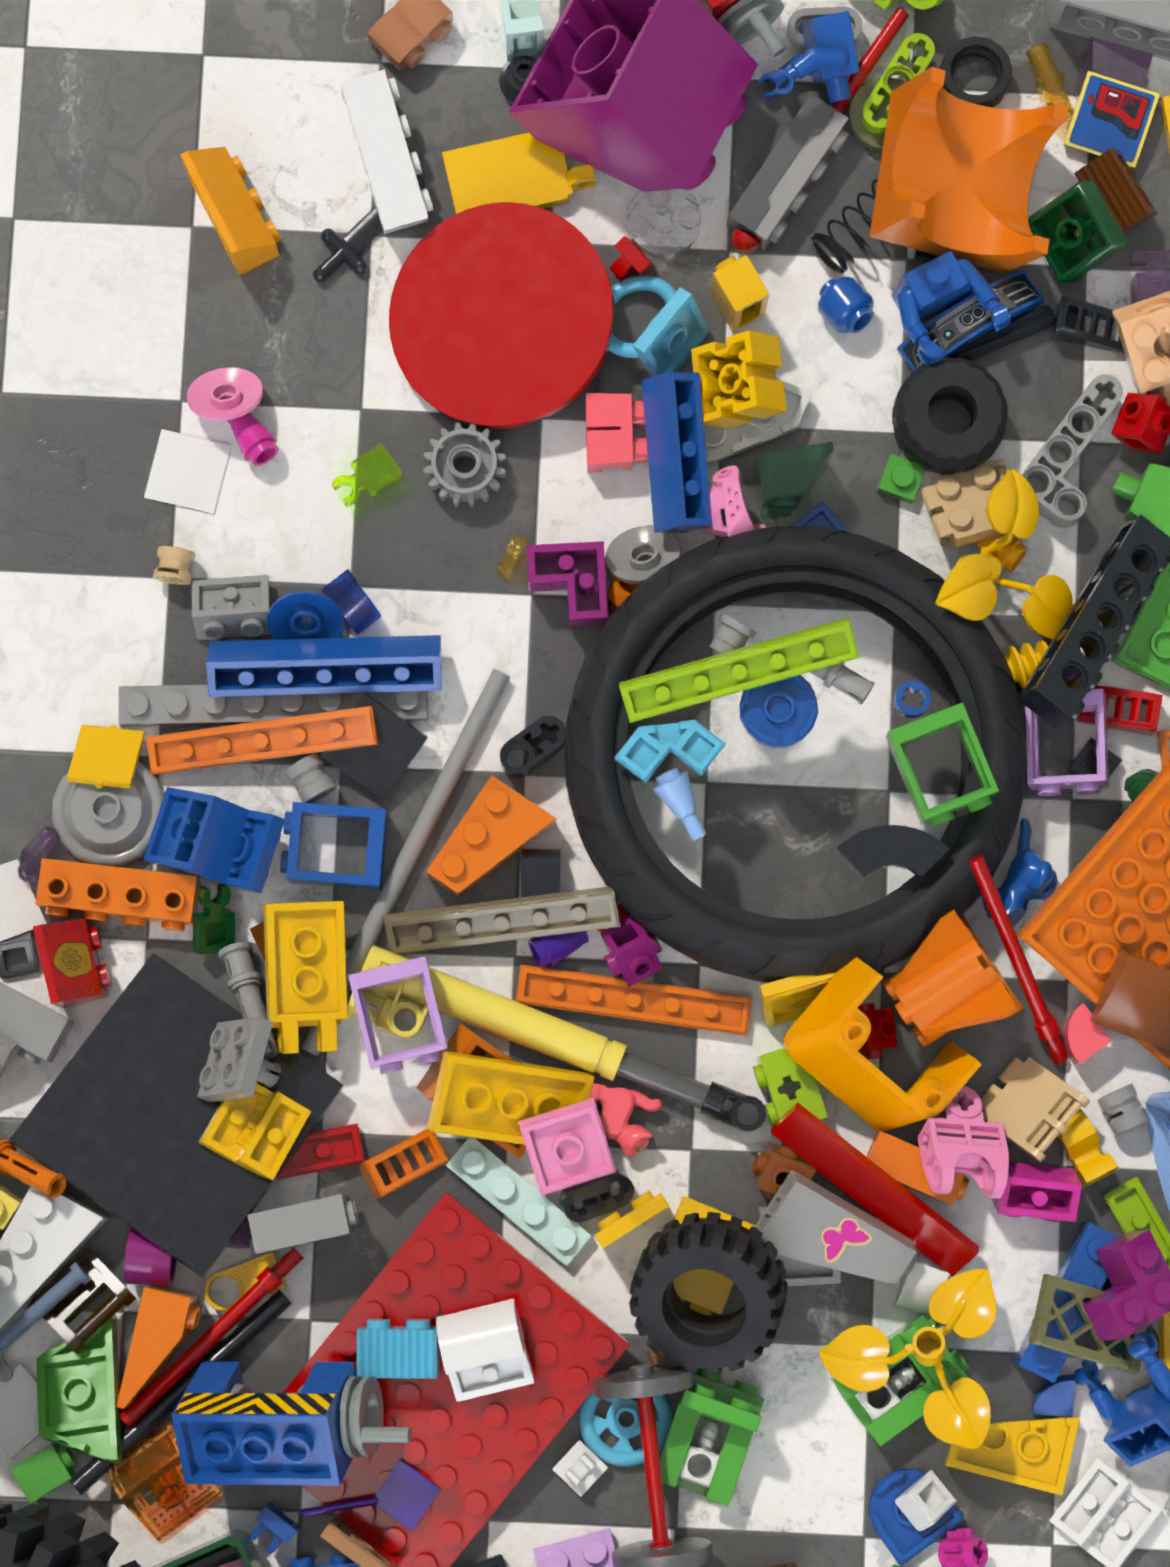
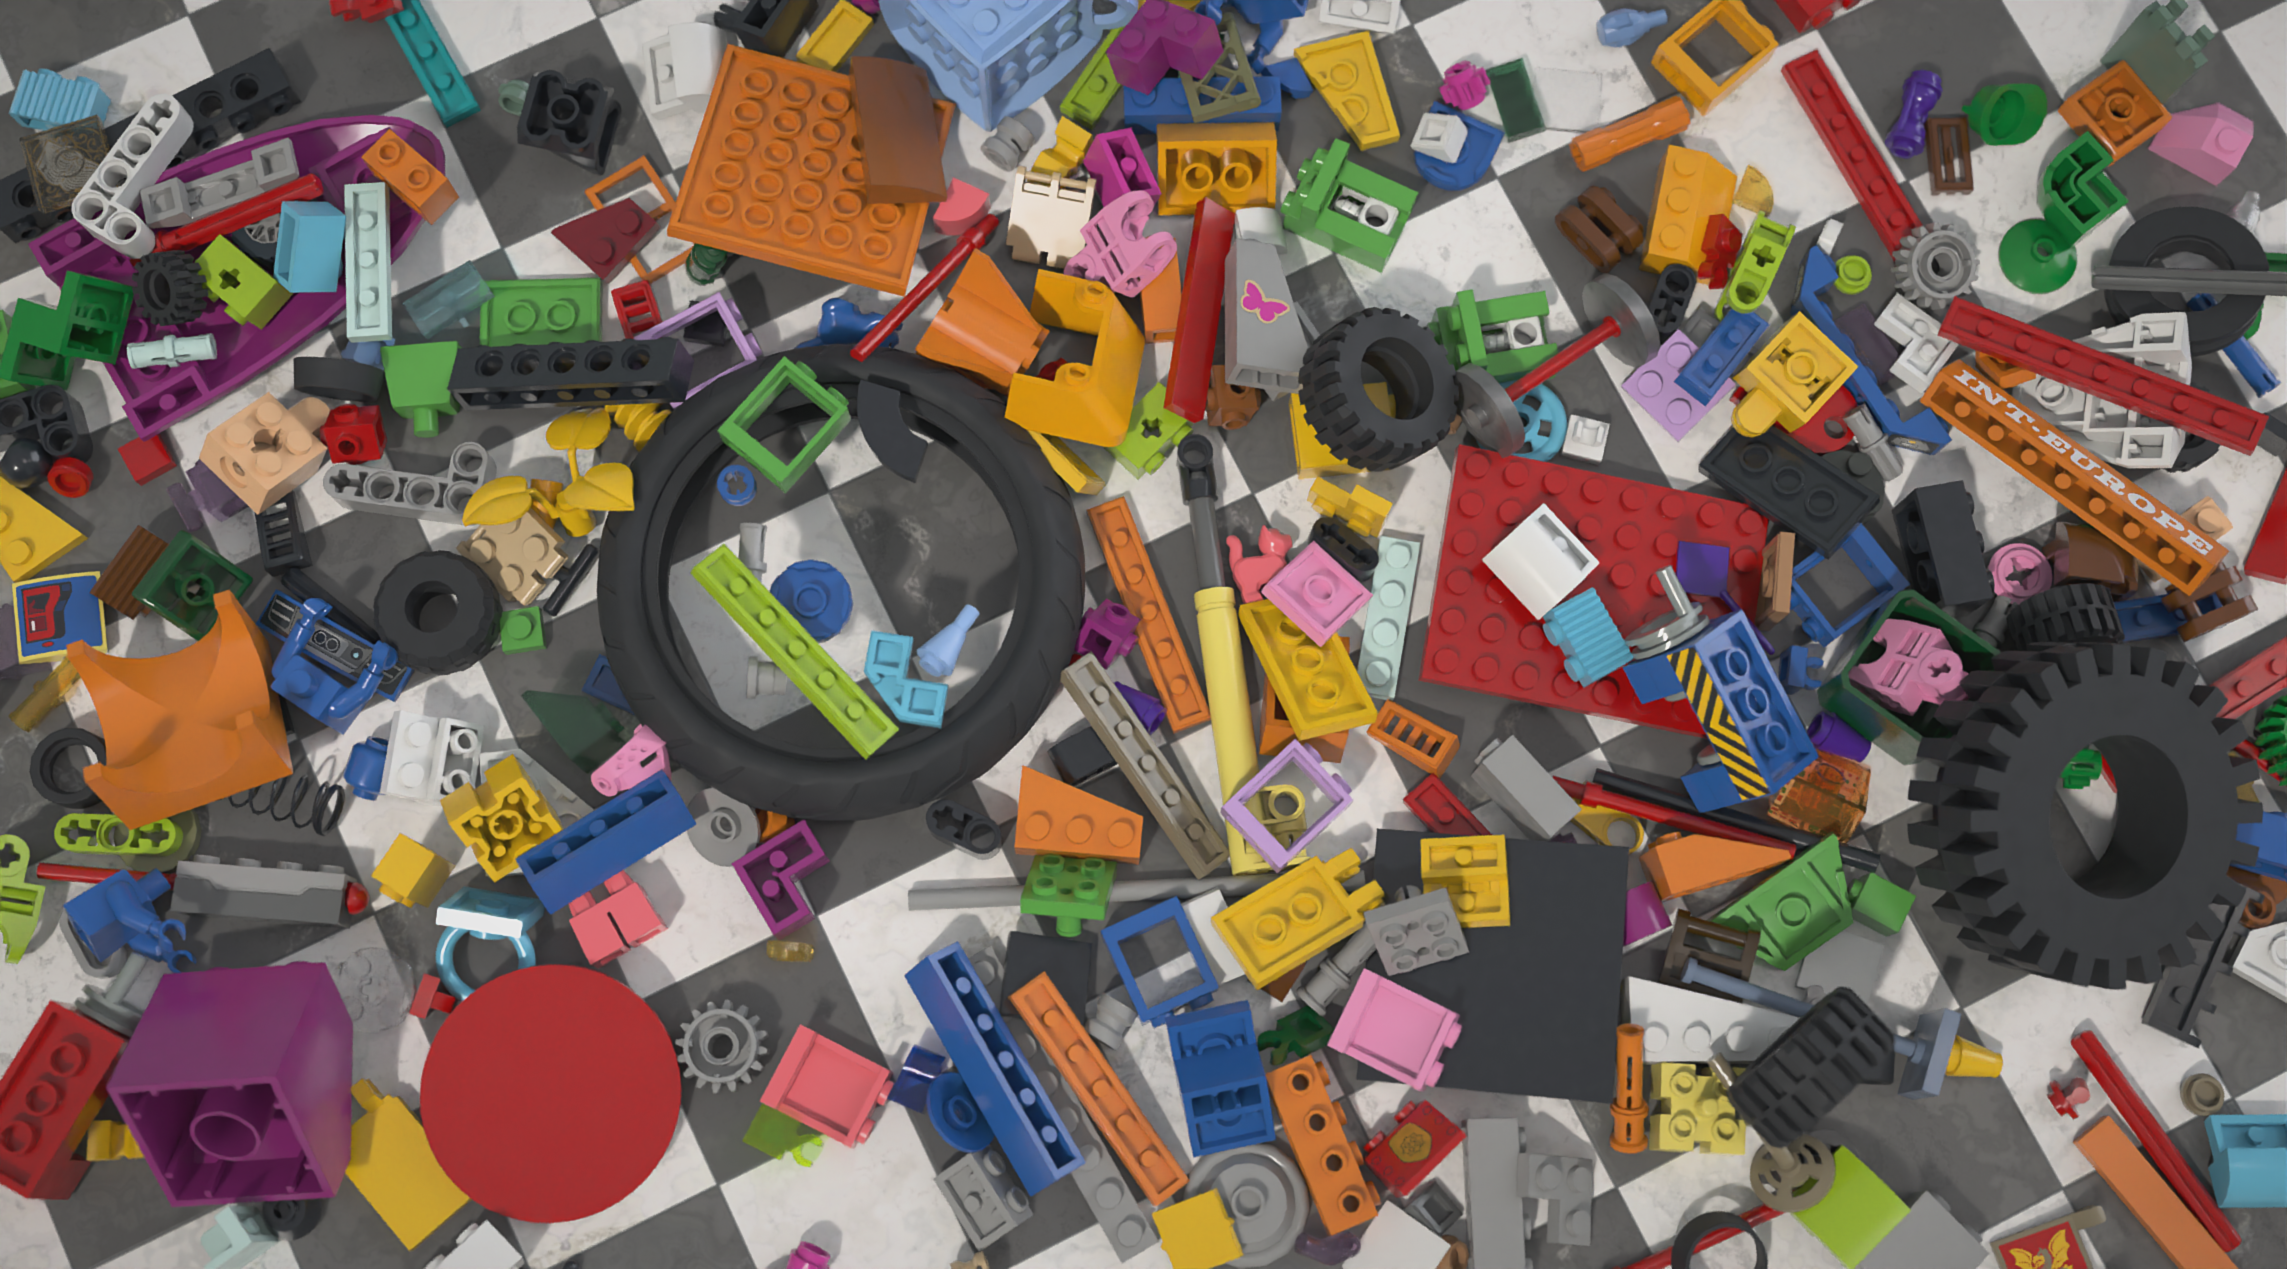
camera: 120 degrees left, 5 degrees down
(170, 1002) = (1395, 1031): none -> bright pink panel
(200, 1526) = (1837, 737): none -> dark purple cone
(356, 899) = (1199, 914): none -> white slope
(386, 532) = (828, 1087): none -> coral panel
(428, 797) = (1068, 890): none -> bright green plate
(826, 352) = (430, 757): none -> white brick
(925, 538) = (570, 579): none -> black piece
(959, 1411) = (1259, 180): yellow plant -> none
(1016, 1266) = (1216, 161): none -> light orange slope

